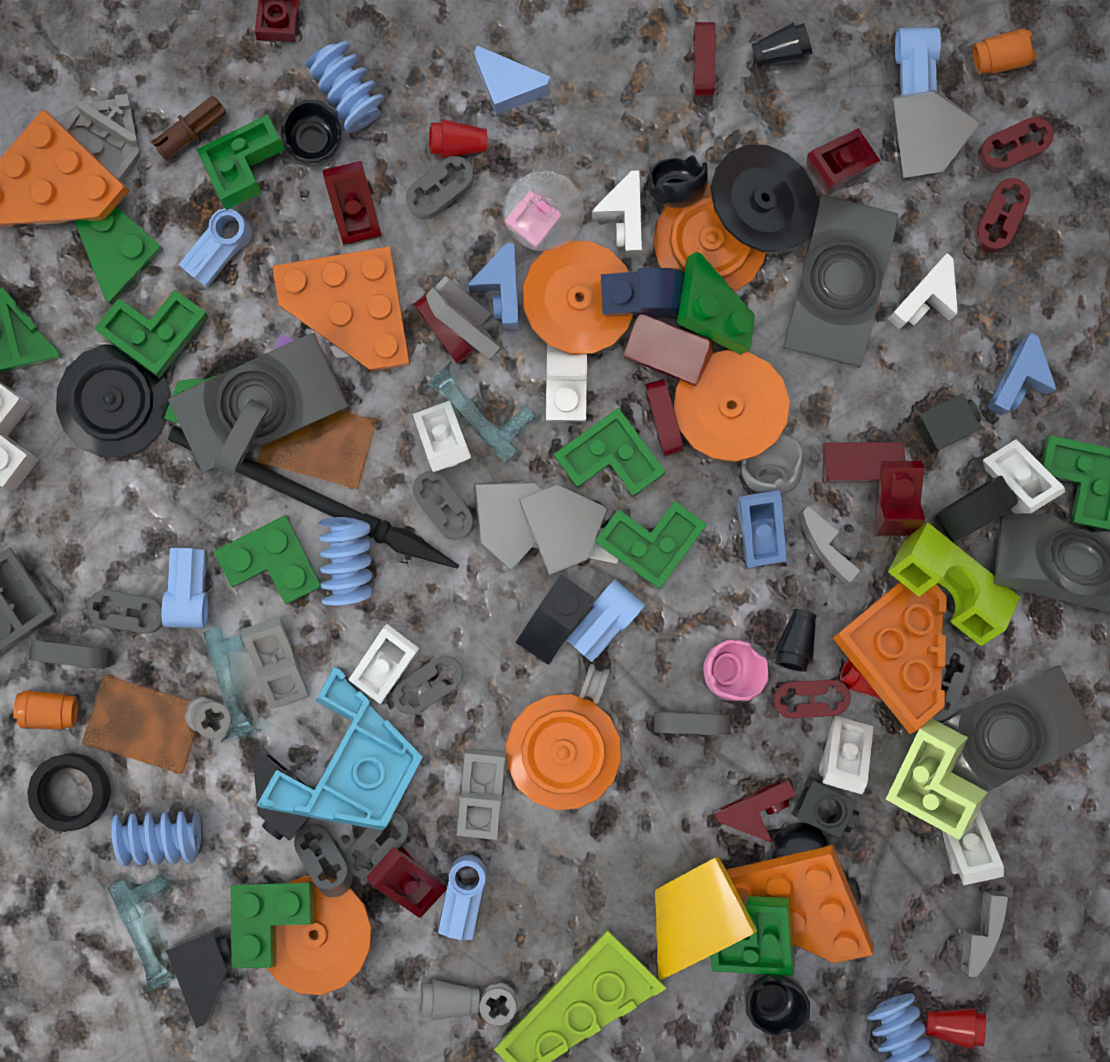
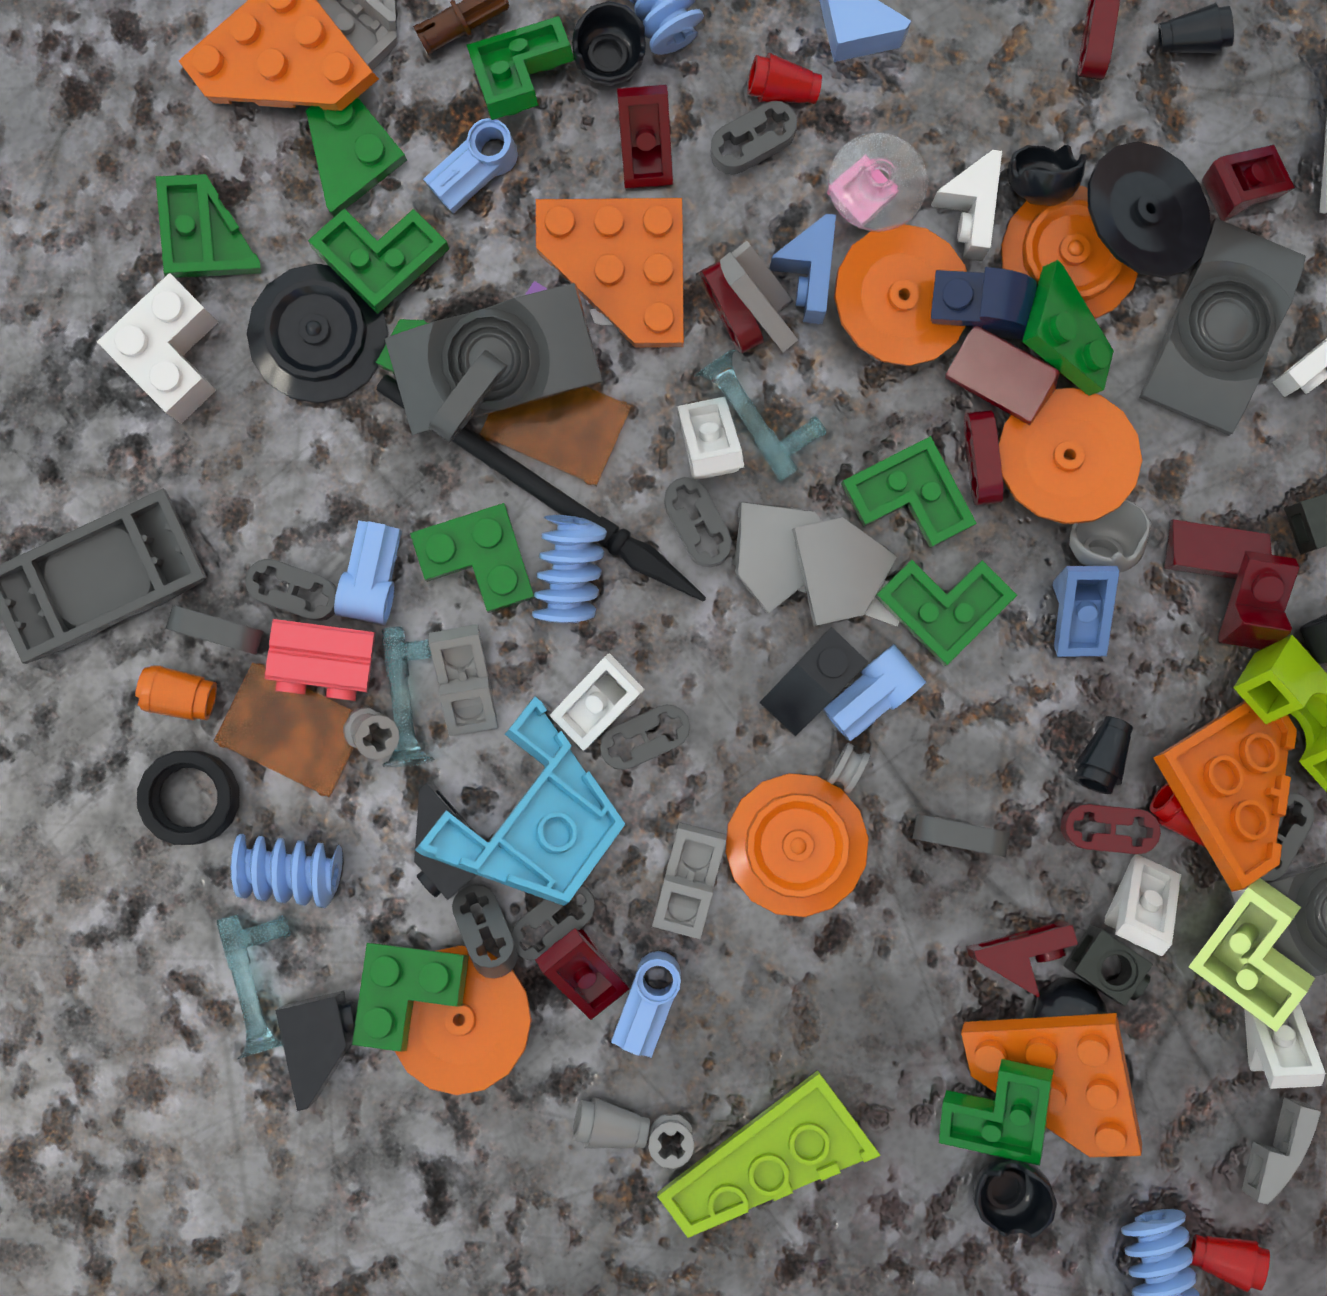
camera: 10 degrees right, 0 degrees up
(156, 663) = (319, 657): none -> coral brick
(566, 386) = (869, 400): white slope -> none
(698, 917) = (934, 1075): yellow slope -> none
(735, 671) = (1025, 780): bright pink hair -> none
(820, 535) = (1152, 631): light grey slope -> none

